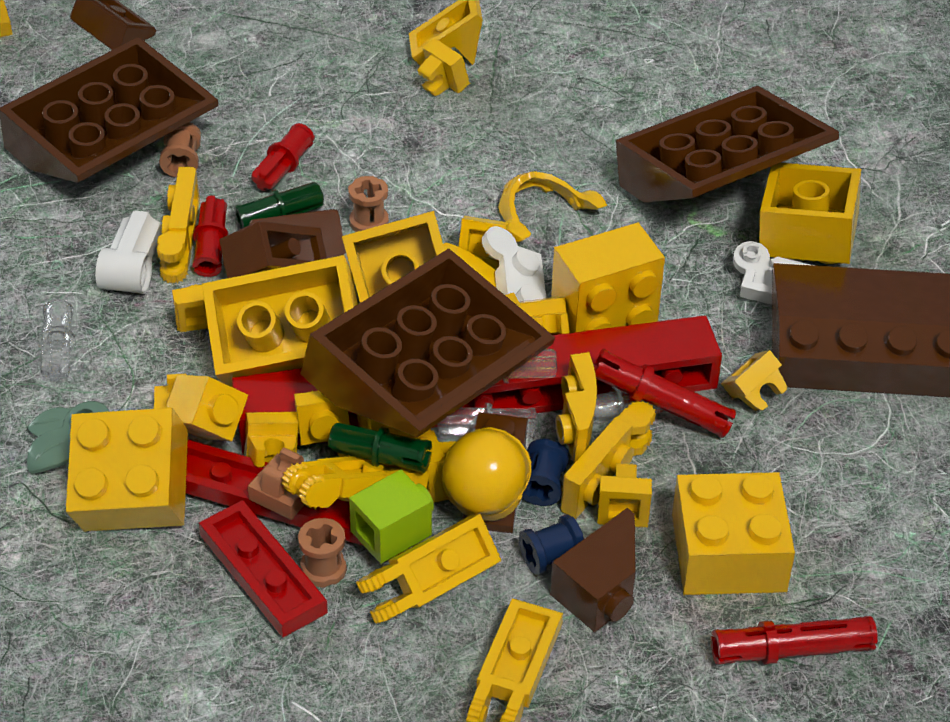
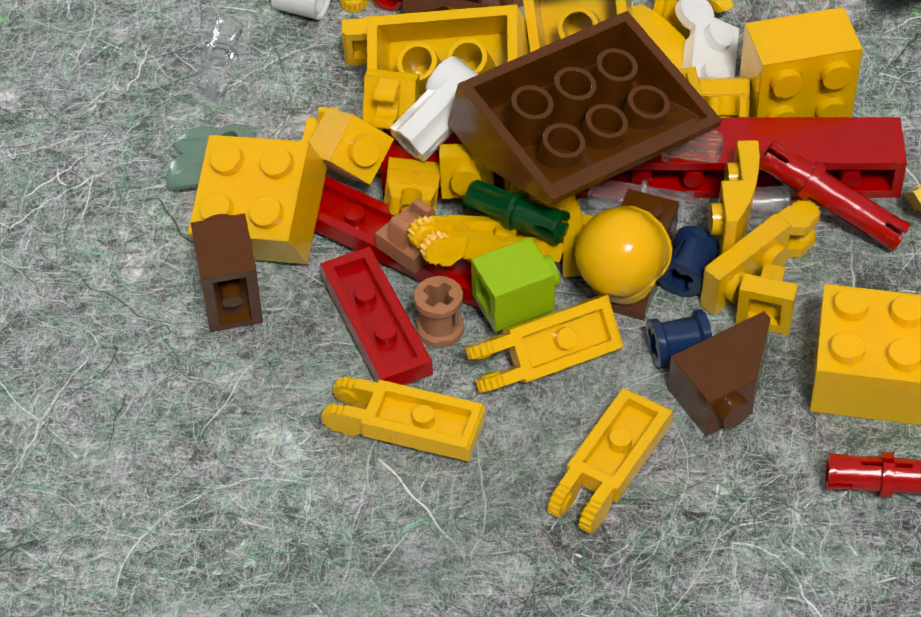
camera: 15 degrees right, 5 degrees up
(113, 542) = (227, 271): none -> reddish brown slope
(239, 358) = (388, 96): none -> yellow tile
(279, 373) = (426, 121): none -> white piece
(311, 657) = (406, 417): none -> yellow hinge

